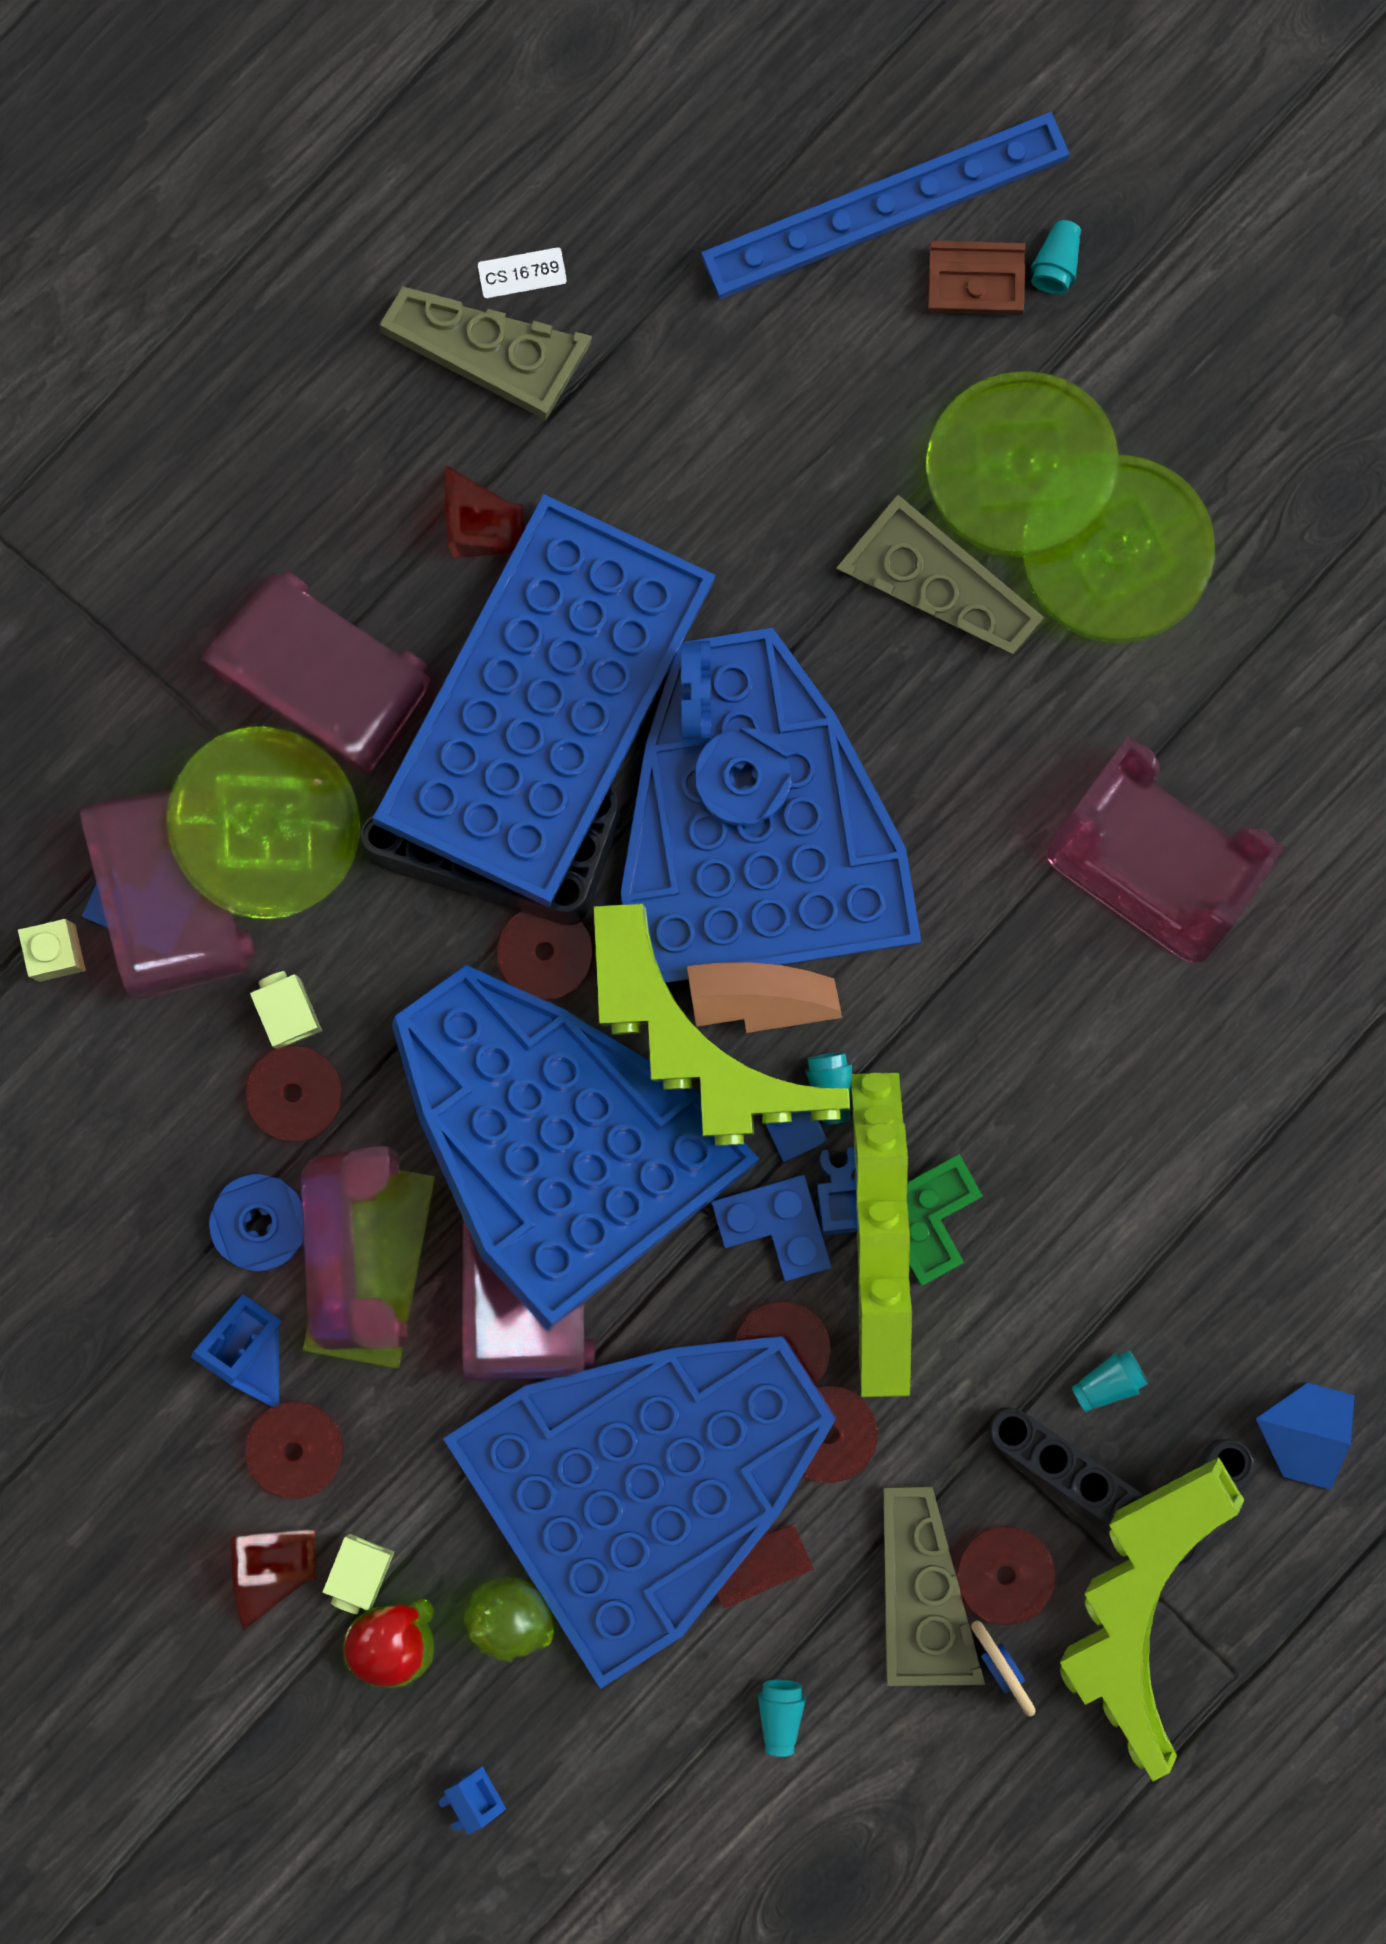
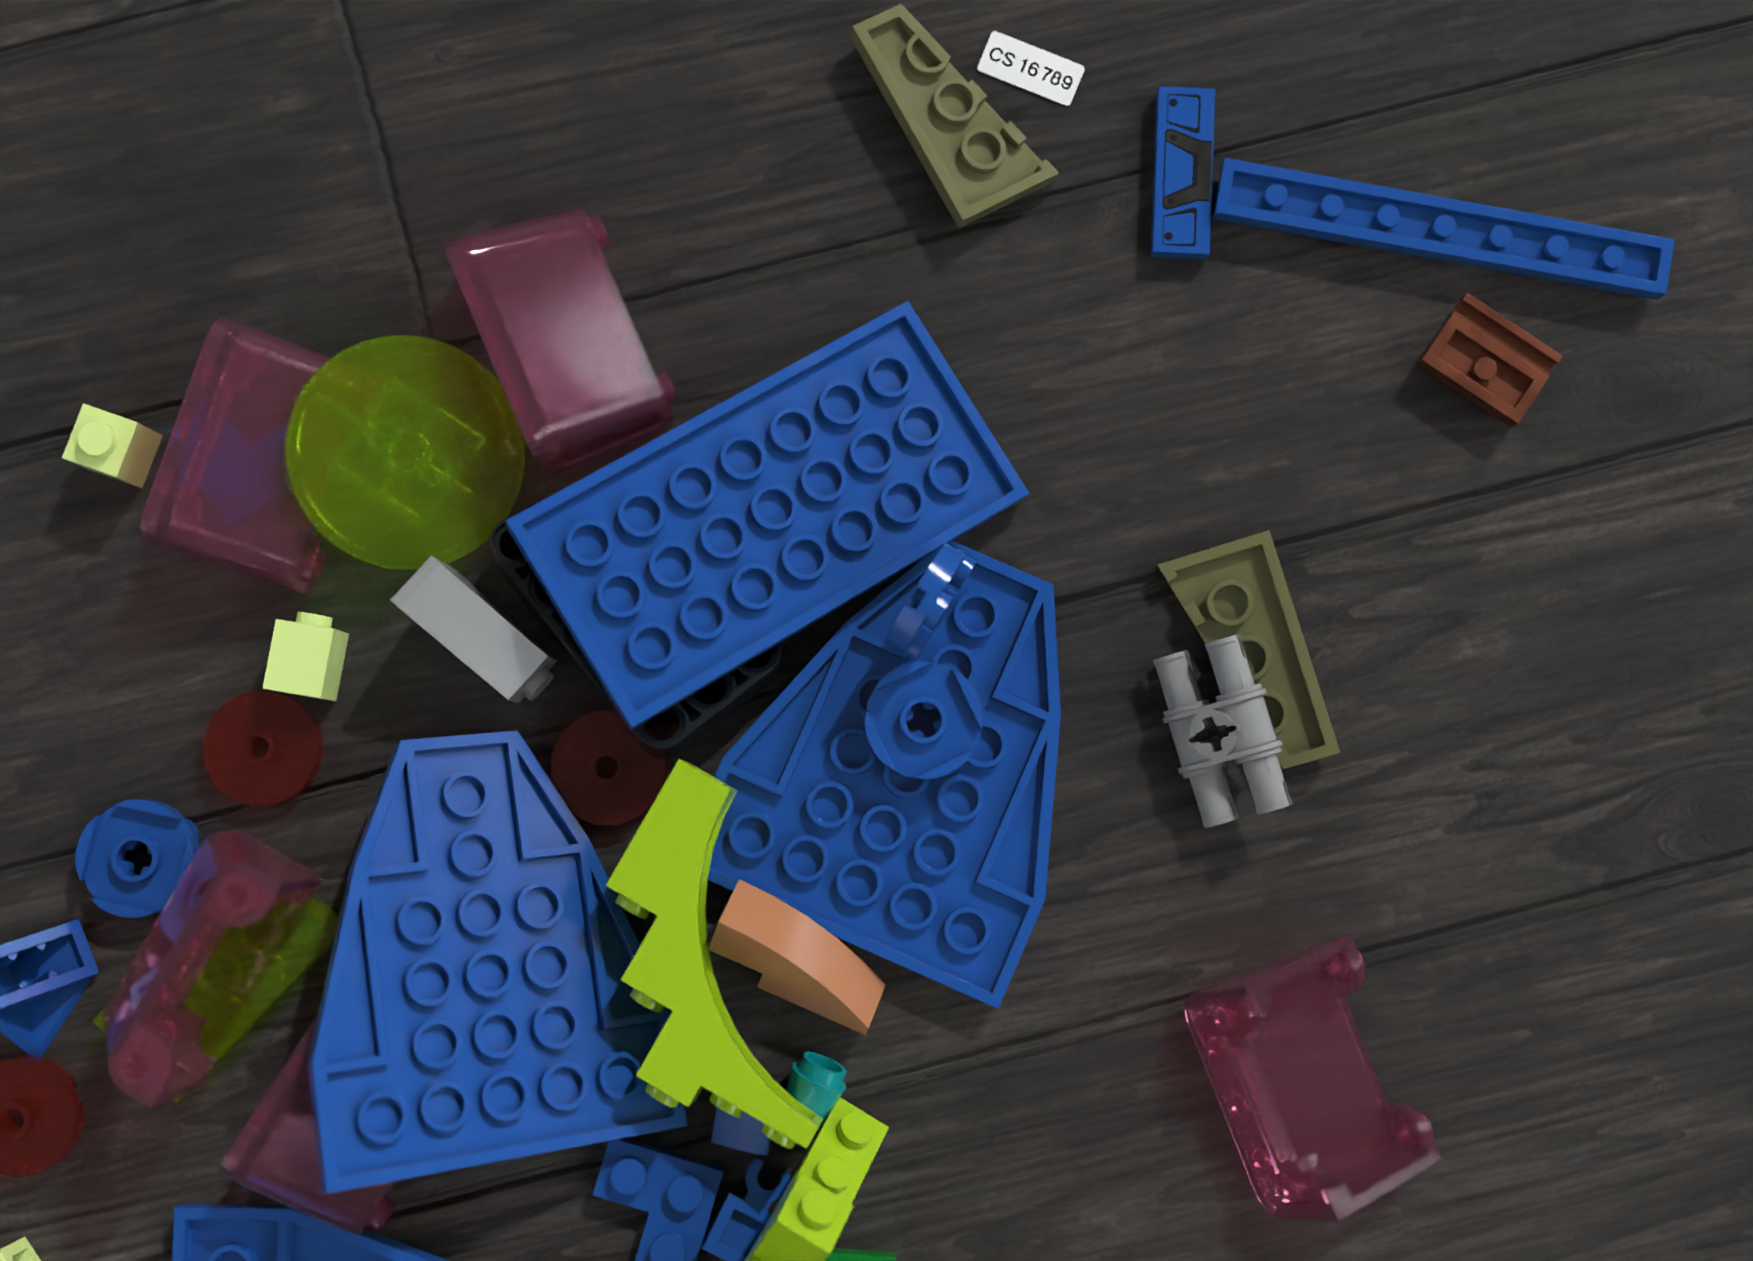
camera: 25 degrees right, 0 degrees up
(395, 913) = (475, 630): none -> light grey slope
(479, 519) = (825, 283): clear red slope -> none
(678, 280) = (1182, 173): none -> blue tile
(930, 657) = (1206, 756): none -> light grey pin
(1022, 464) = (1417, 580): clear neon green plate -> none
(1058, 259) = (1584, 394): teal cone -> none
(1136, 565) = (1461, 730): clear neon green plate -> none

